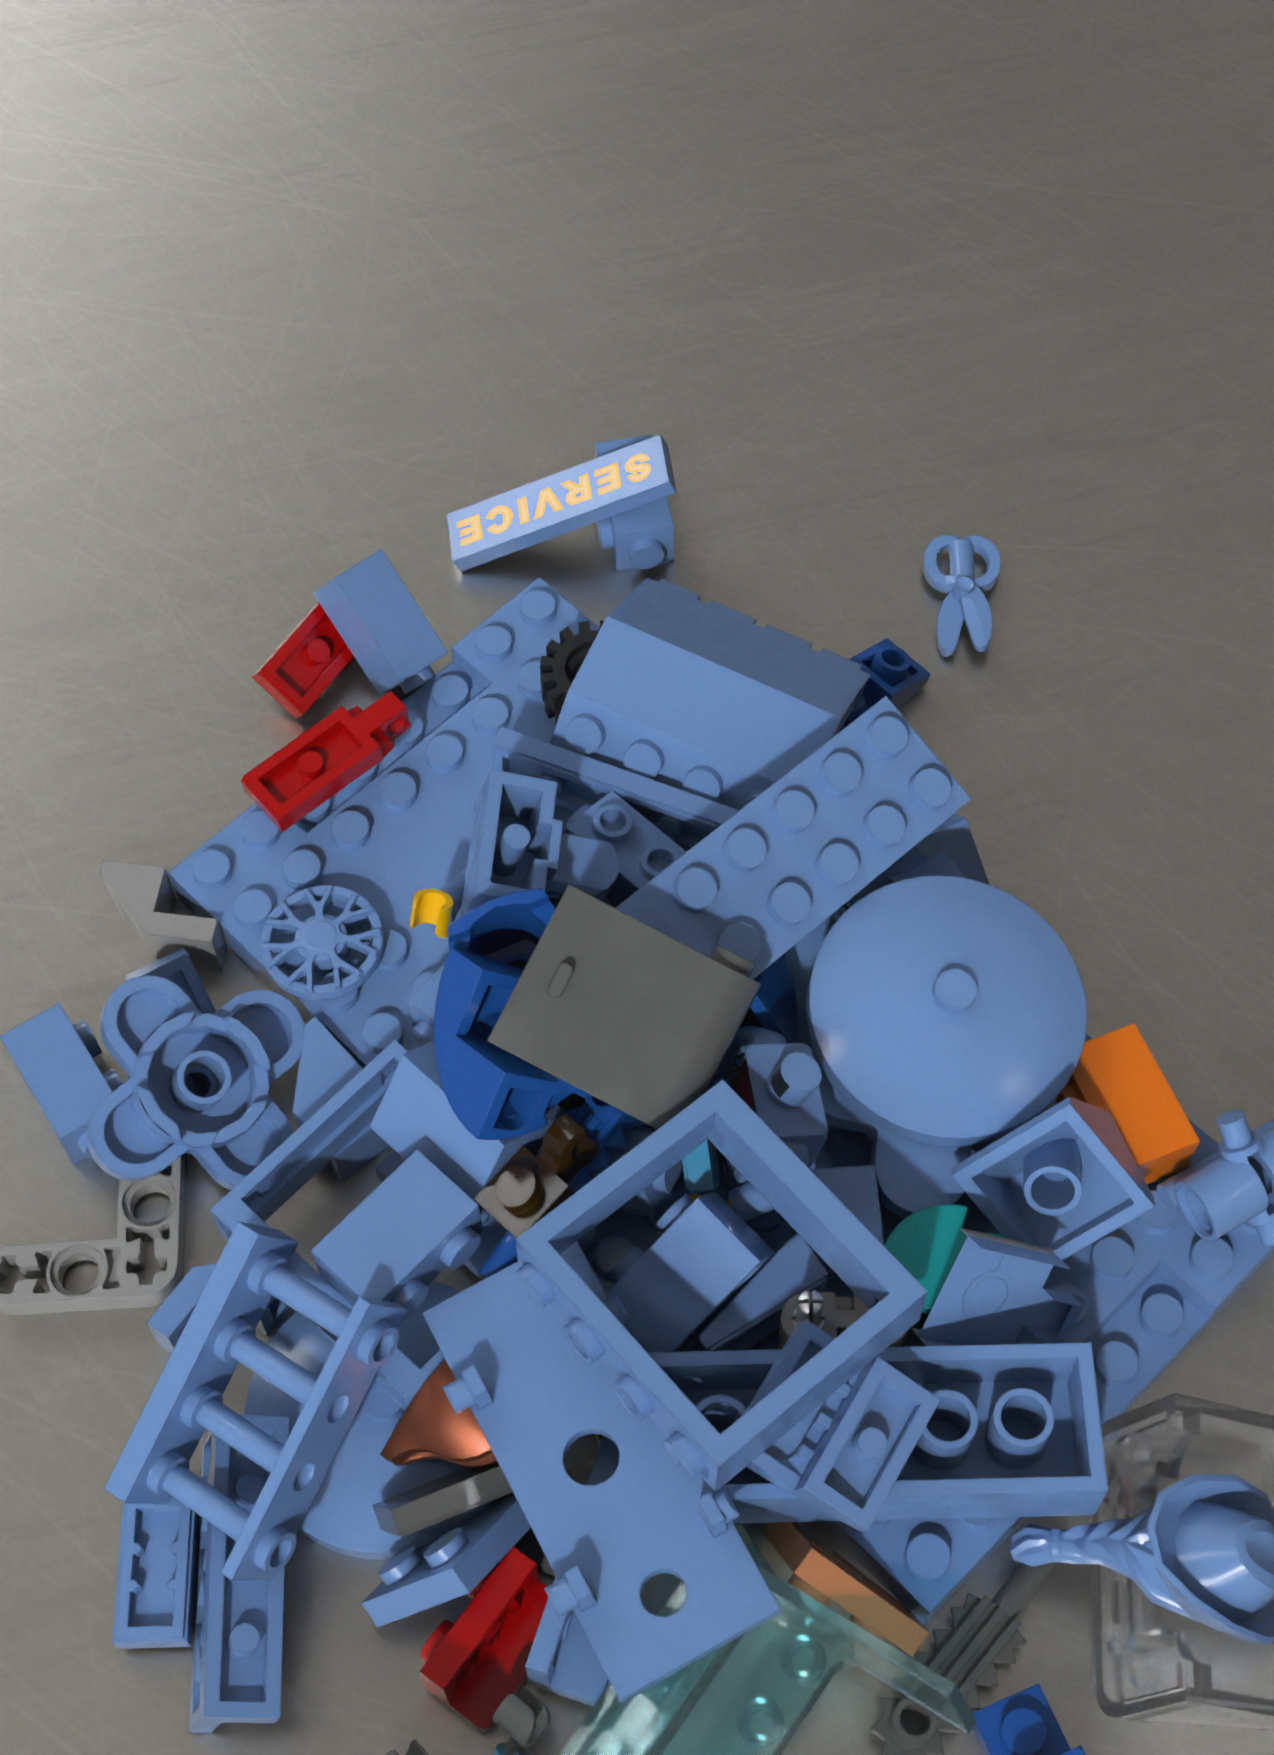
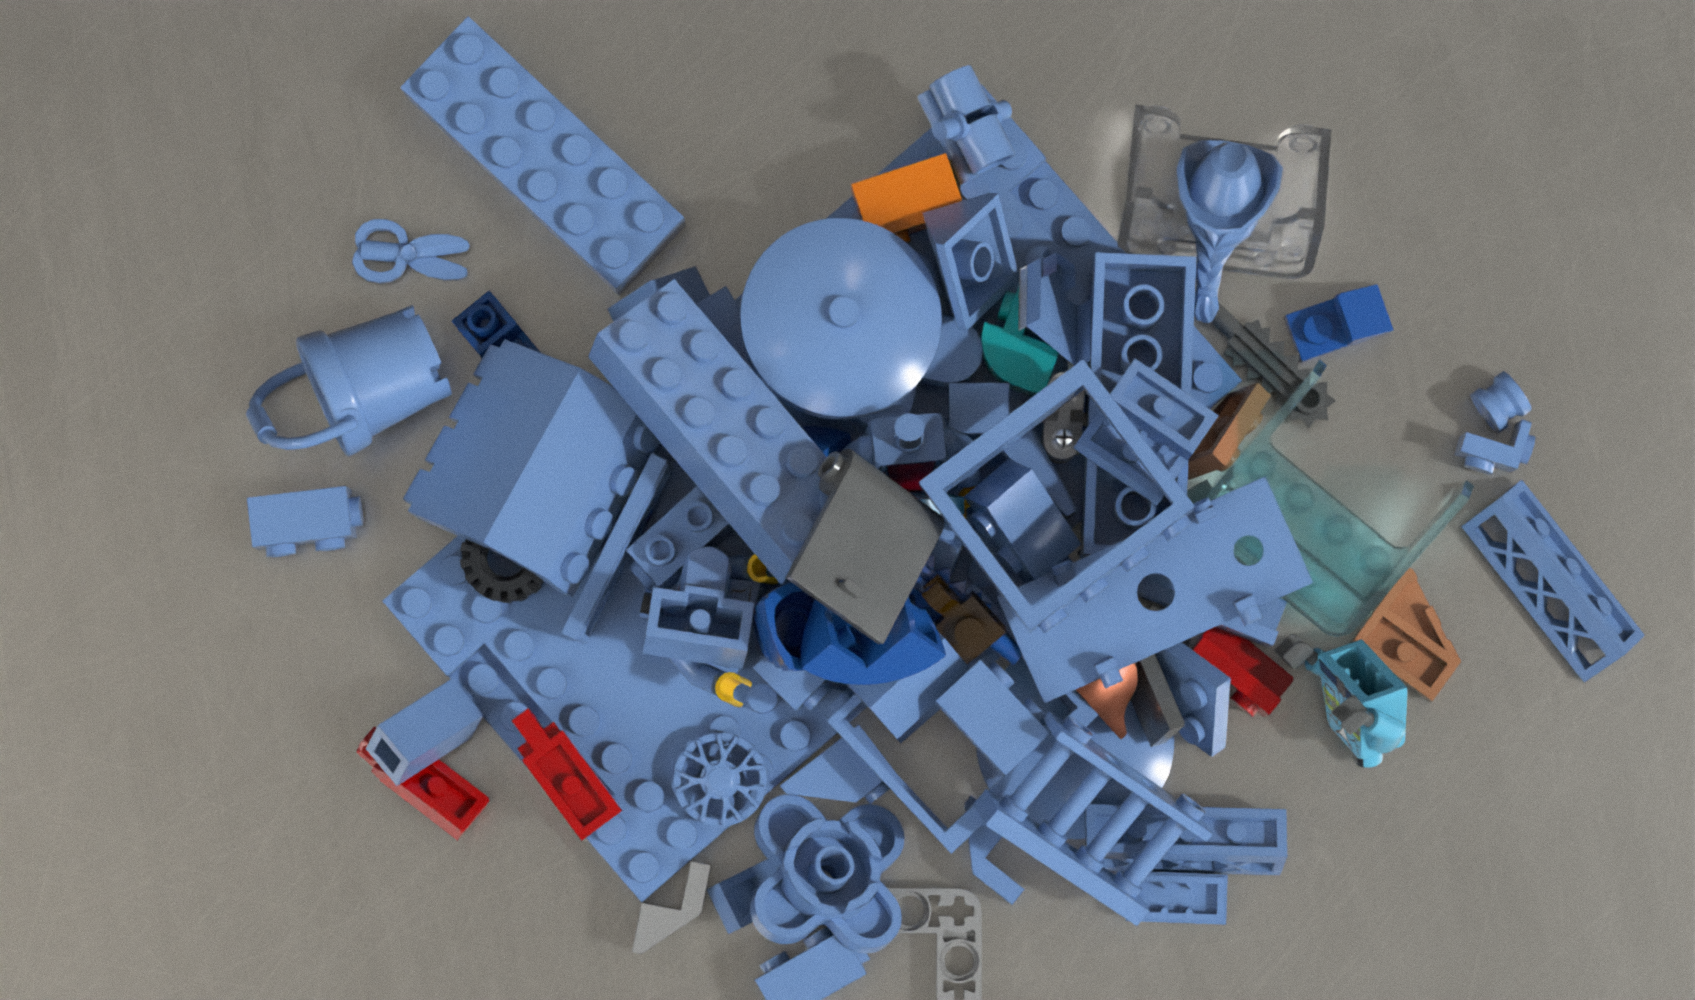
camera: 85 degrees left, 25 degrees up
(561, 503) = (311, 579): tile -> none
(800, 526) = (362, 380): none -> medium blue piece
(1105, 712) = (543, 156): none -> medium blue brick

